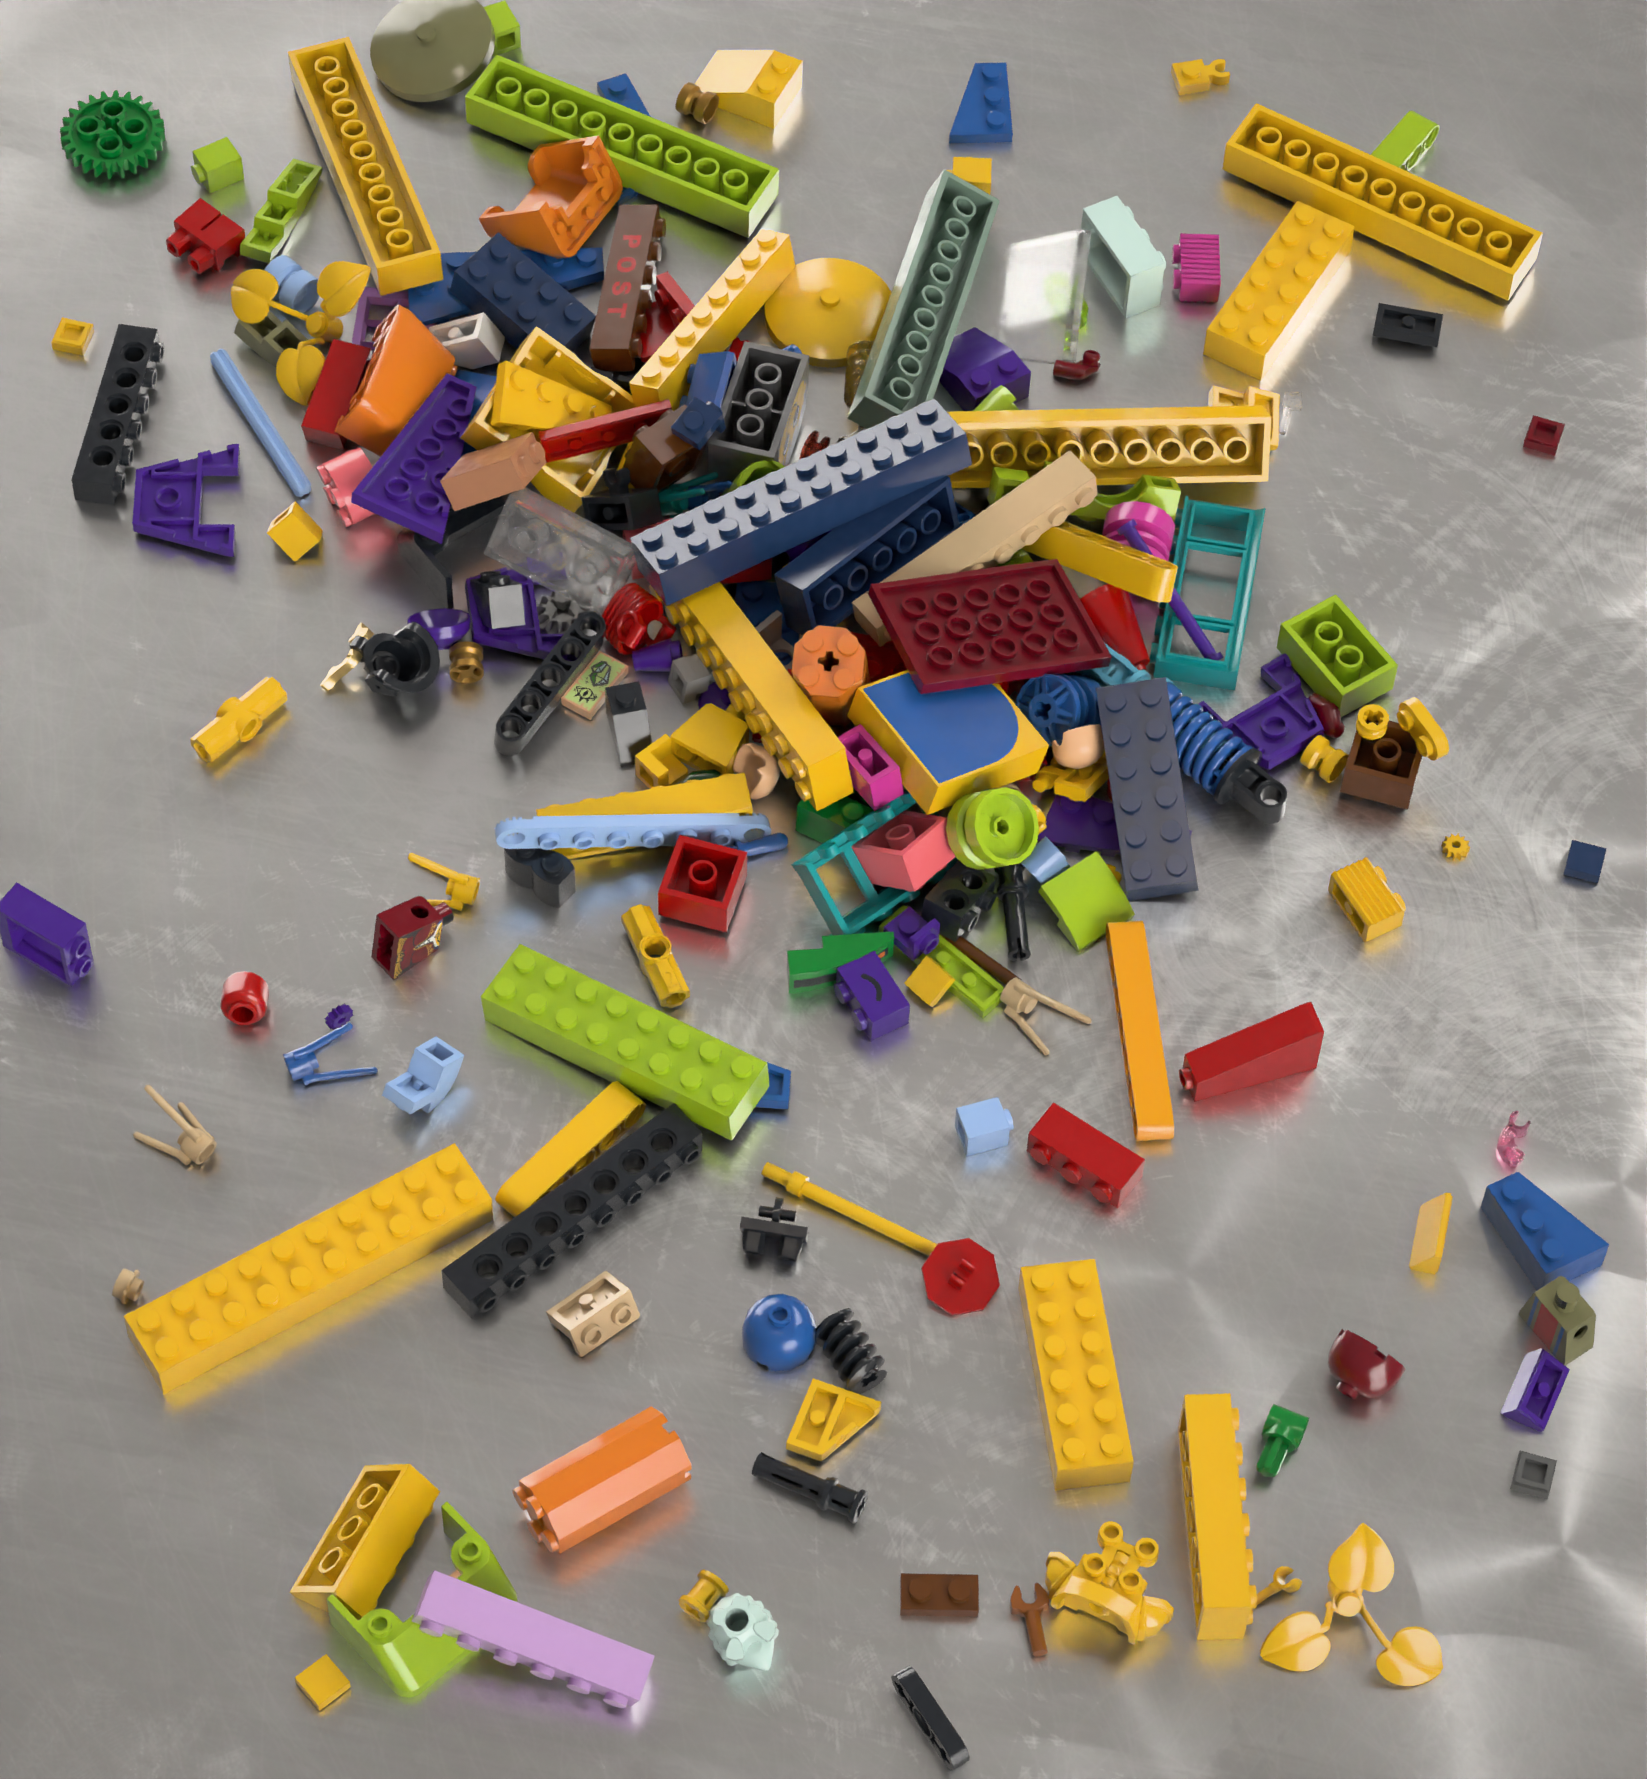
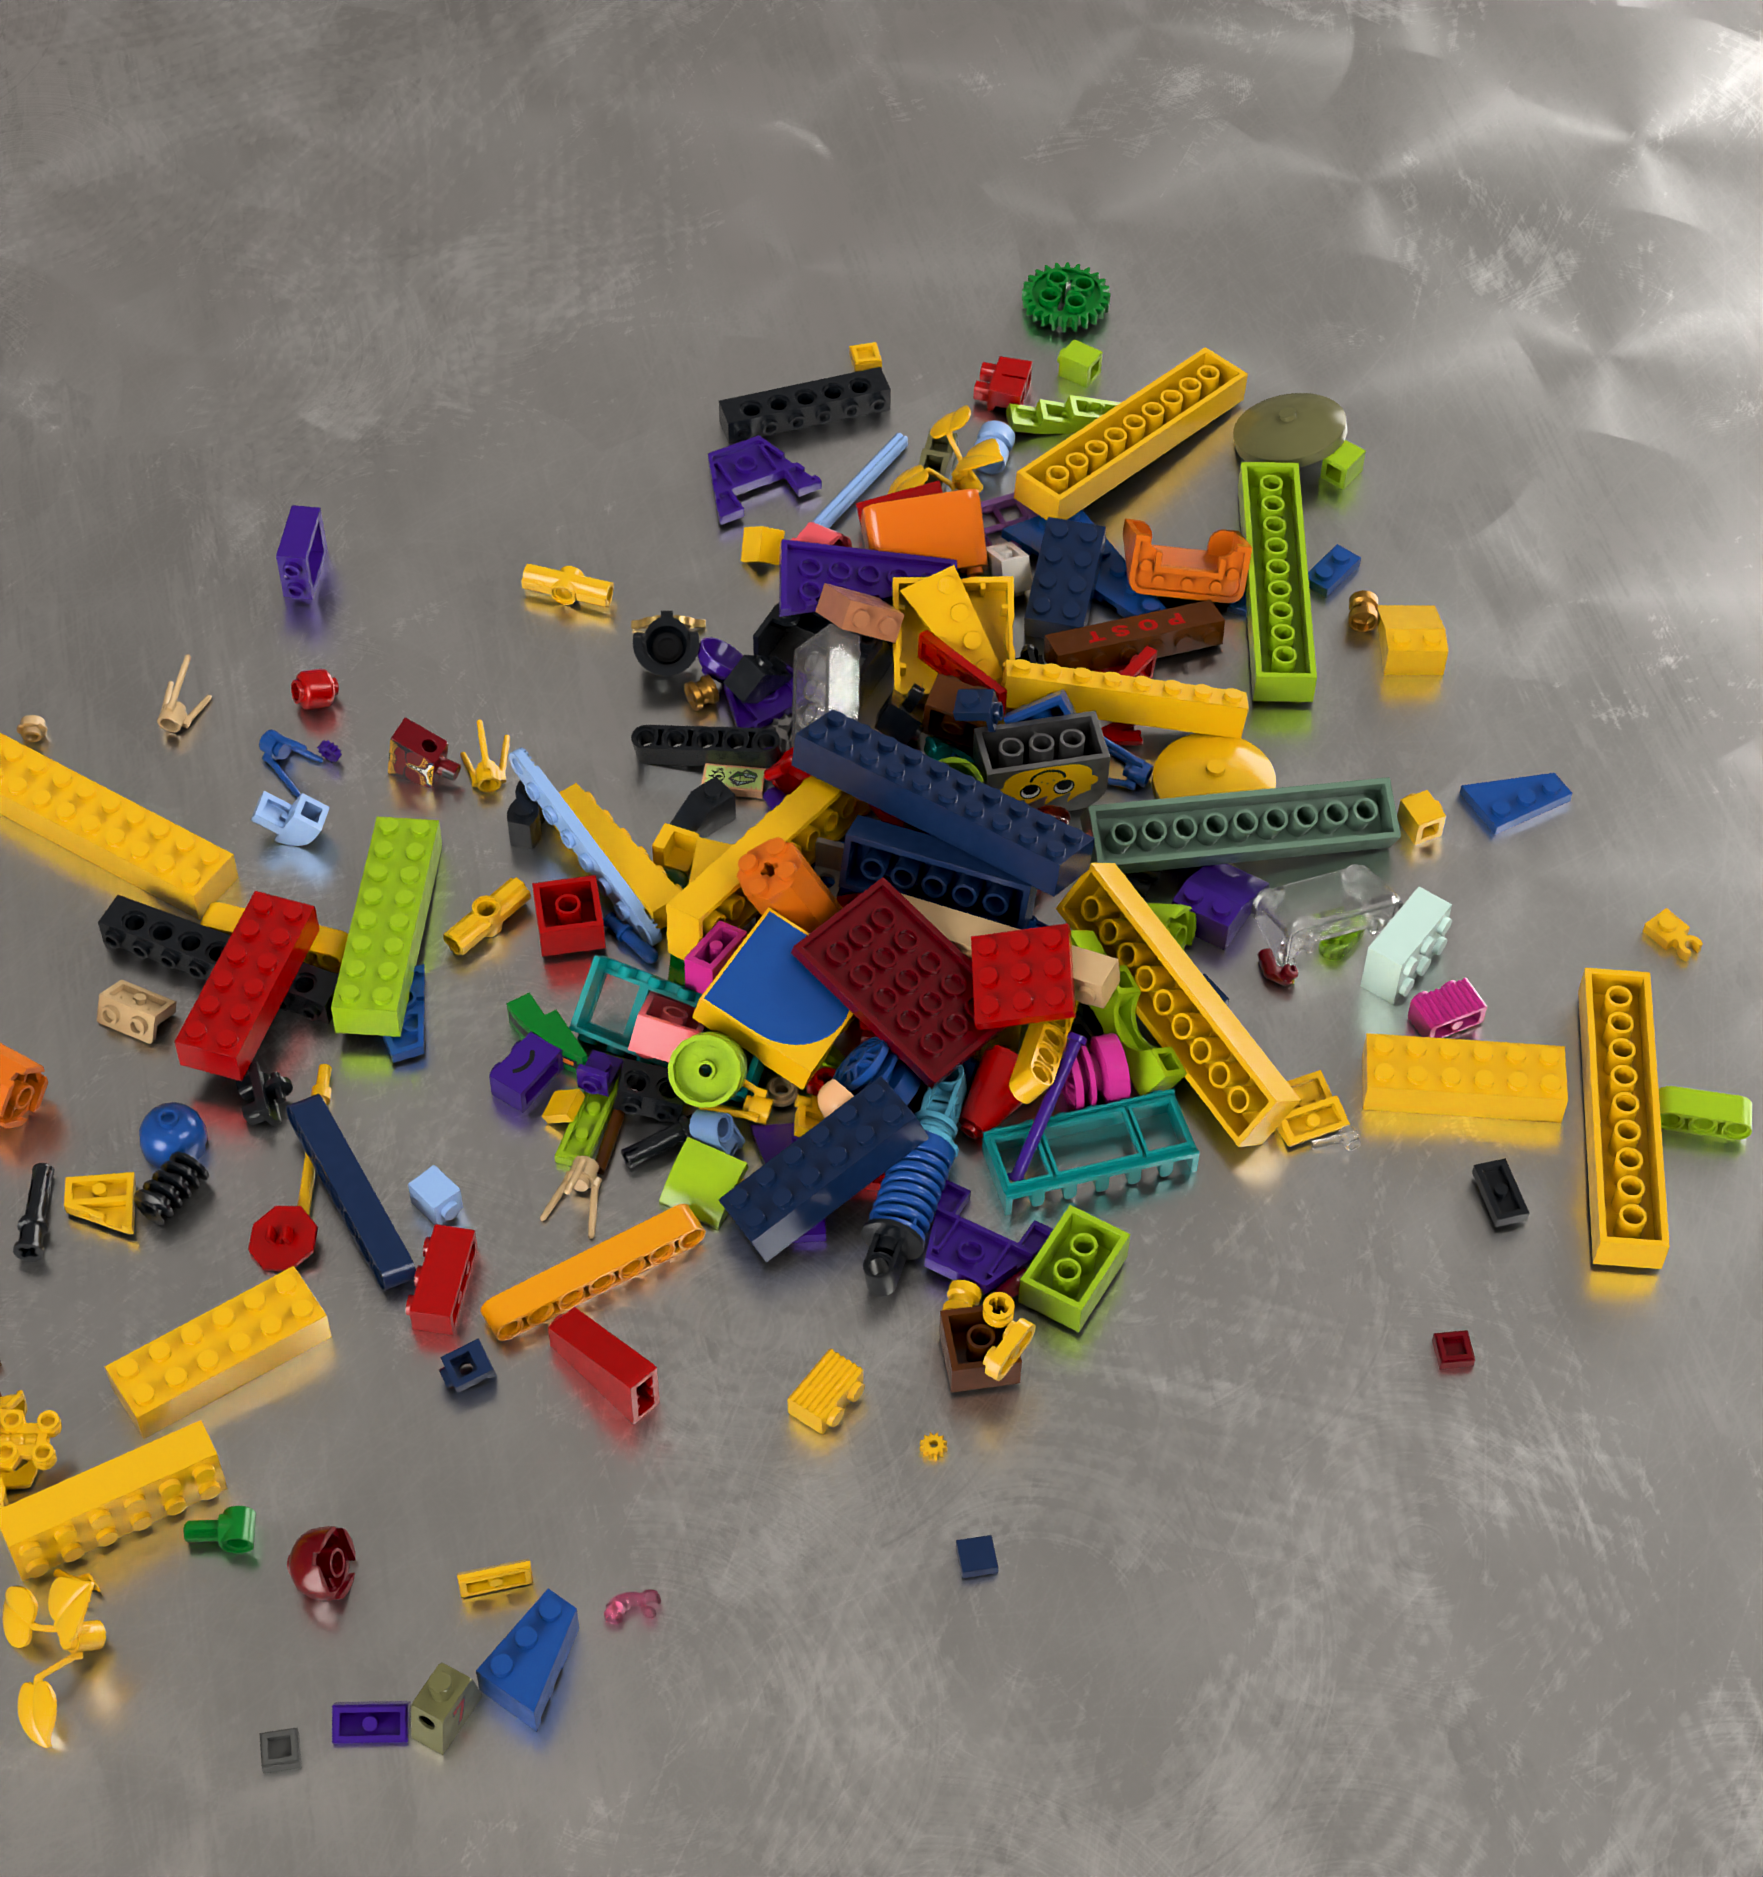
camera: 65 degrees right, 5 degrees down
(653, 1183) = (247, 986): none -> red brick
(942, 1193) = (351, 1192): none -> dark blue beam
(1043, 531) = (1023, 976): none -> red plate
(1198, 1170) = (472, 1354): none -> dark blue brick

